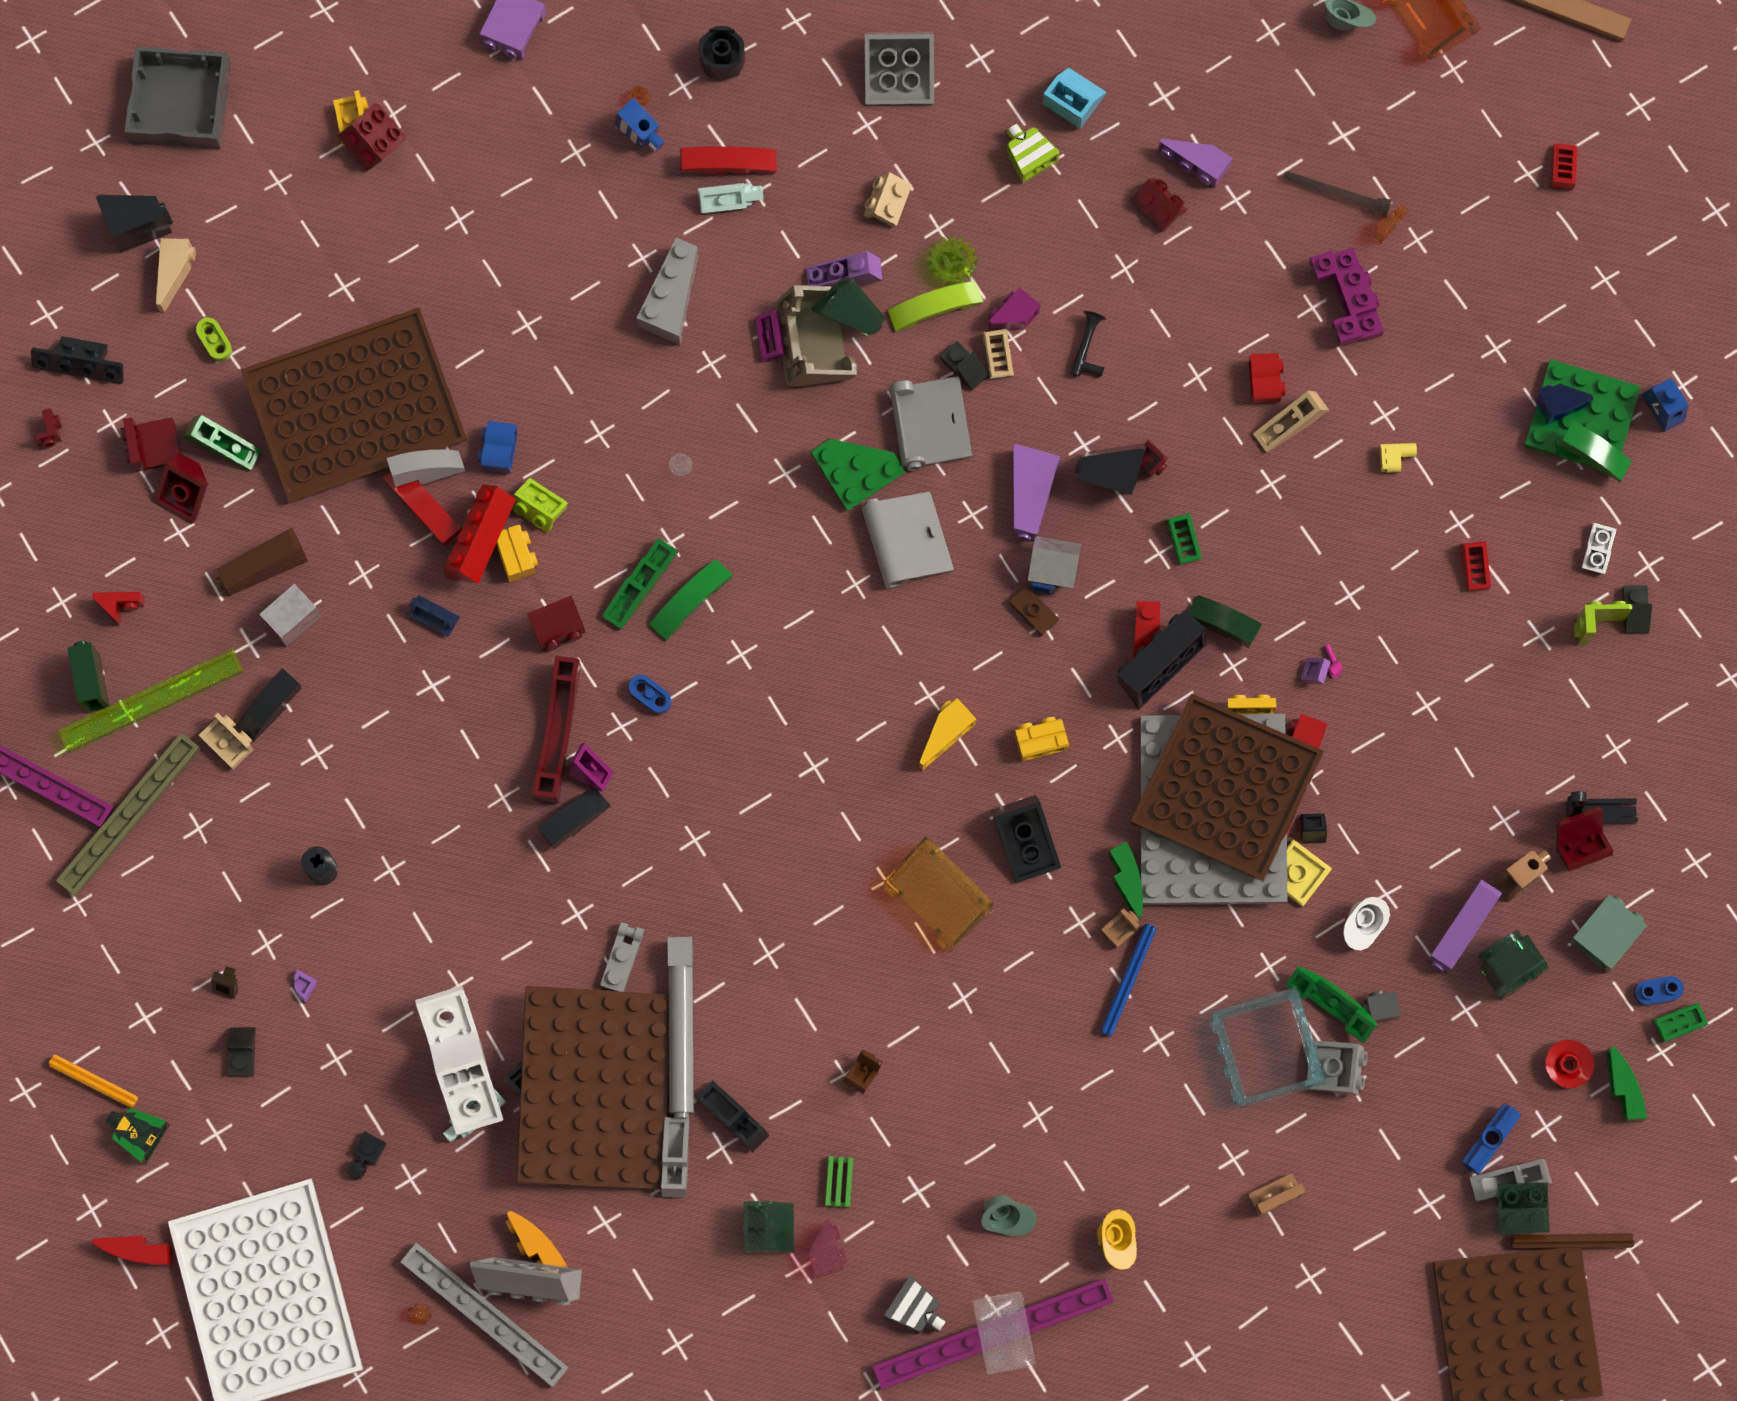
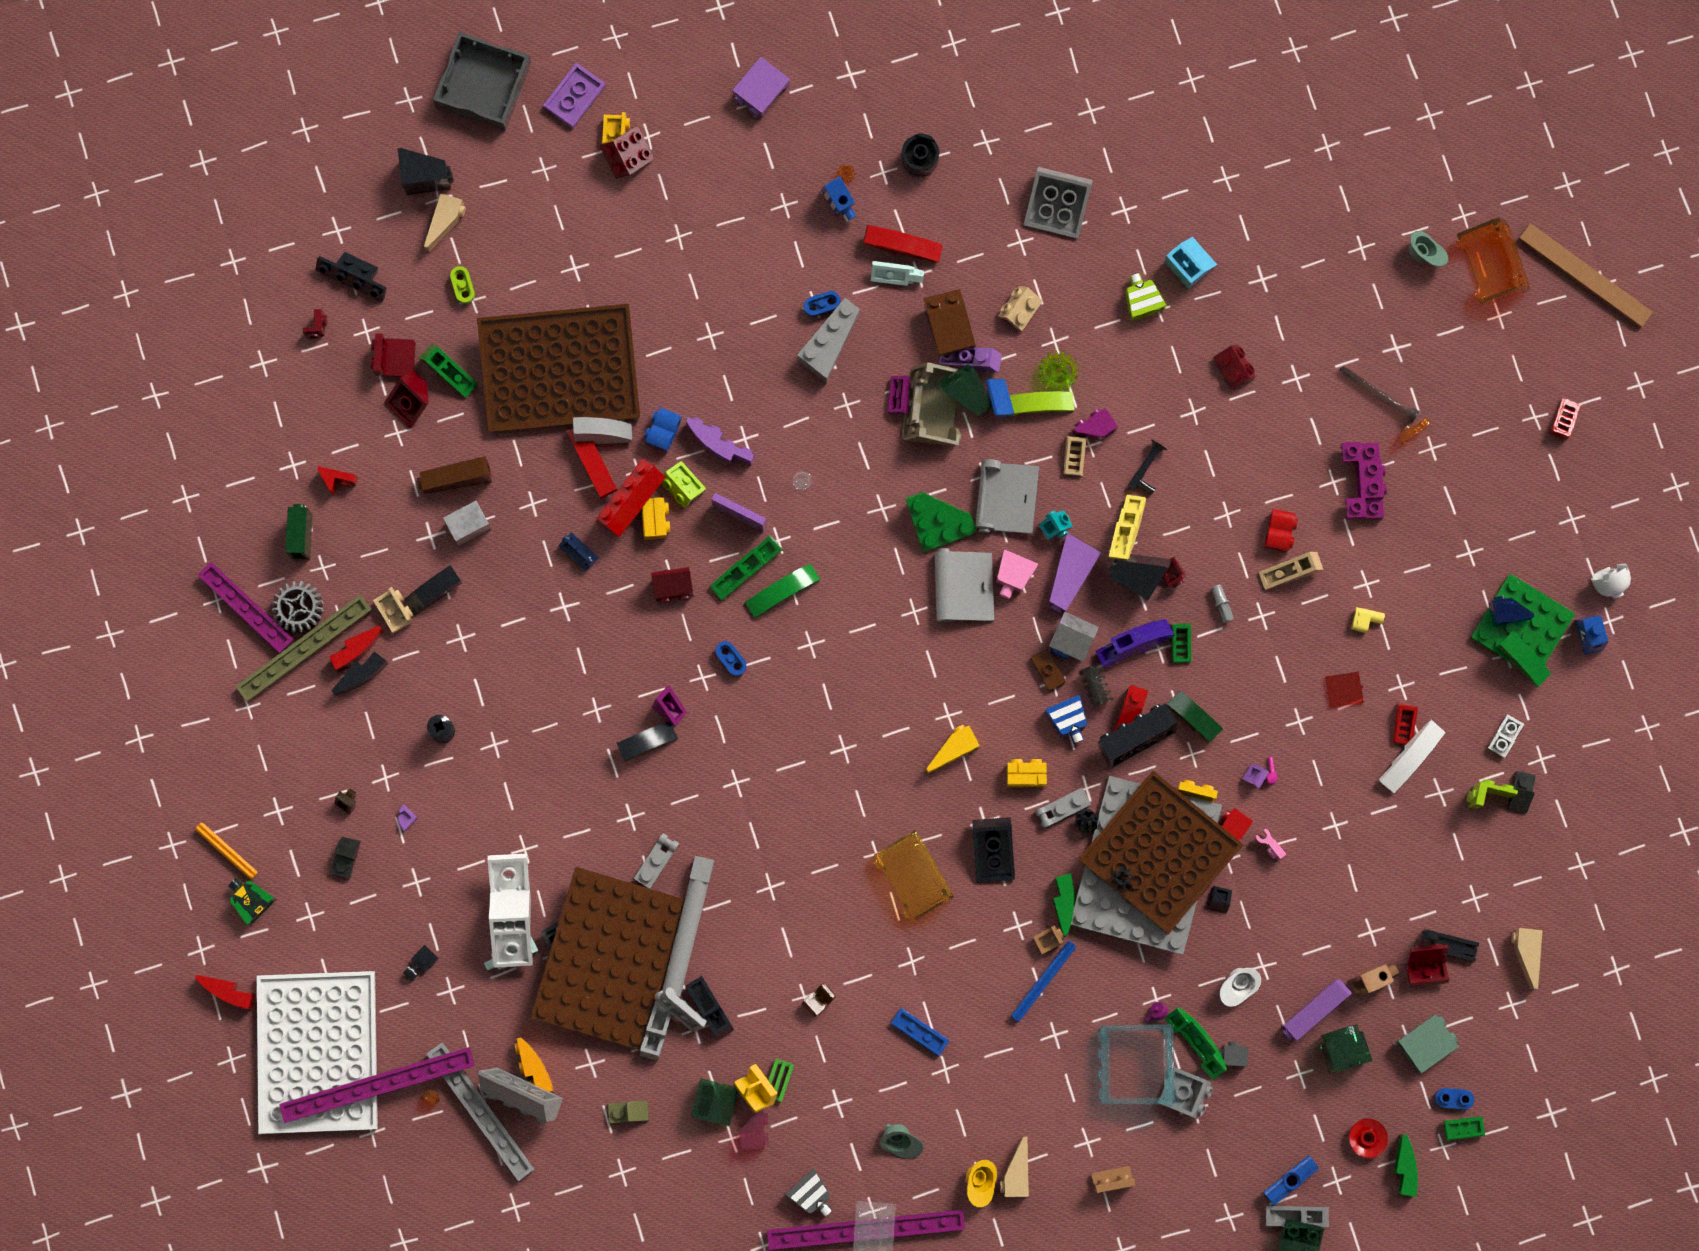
camera: 10 degrees right, 5 degrees up
(110, 757) = (283, 599): none -> light grey gear
(151, 700) = (343, 562): clear neon green plate -> none
(192, 798) = (356, 648): none -> red slope
(205, 827) = (359, 675): none -> black slope
(292, 88) = (574, 95): none -> medium lavender tile
(348, 1314) = (377, 1085): none -> magenta plate
(558, 728) = (652, 668): dark red arch -> none
(559, 444) = (711, 439): none -> medium lavender slope
(614, 518) = (738, 512): none -> medium lavender tile
(649, 253) = (821, 303): none -> blue plate
(666, 1268) = (628, 1111): none -> olive slope
(697, 1126) = (680, 1009): none -> light grey plate
(807, 235) = (949, 322): none -> reddish brown slope
(815, 1198) = (756, 1089): none -> yellow panel
(891, 308) = (999, 398): none -> blue slope
(963, 507) = (1014, 573): none -> bright pink torso
(964, 365) = (1045, 458): pearl dark grey slope -> none
(995, 1079) = (919, 1032): none -> blue tile
(997, 438) = (1056, 525): none -> teal brick
(1073, 660) = (1068, 718): none -> torso
(1083, 418) = (1127, 527): none -> light yellow slope
(1095, 614) = (1095, 685): none -> clear smoke piece
(1096, 768) = (1063, 807): none -> light grey plate
(1126, 549) = (1134, 640): none -> dark purple slope
(1128, 776) = (1086, 821): none -> black gear
(1159, 1221) = (1016, 1175): none -> tan slope
(1186, 833) = (1127, 881): none -> black gear
(1201, 159) = (1278, 340): medium lavender slope -> none
(1220, 480) = (1222, 603): none -> light grey axle
(1275, 980) = (1157, 1011): none -> magenta piece
(1304, 873) = (1202, 933): light yellow tile -> none
(1360, 750) = (1274, 849): none -> bright pink plate
(1392, 544) = (1344, 689): none -> clear red piece
(1495, 599) = (1414, 754): none -> white slope
(1673, 337) = (1612, 581): none -> white cylinder
(1697, 793) = (1528, 951): none -> tan slope

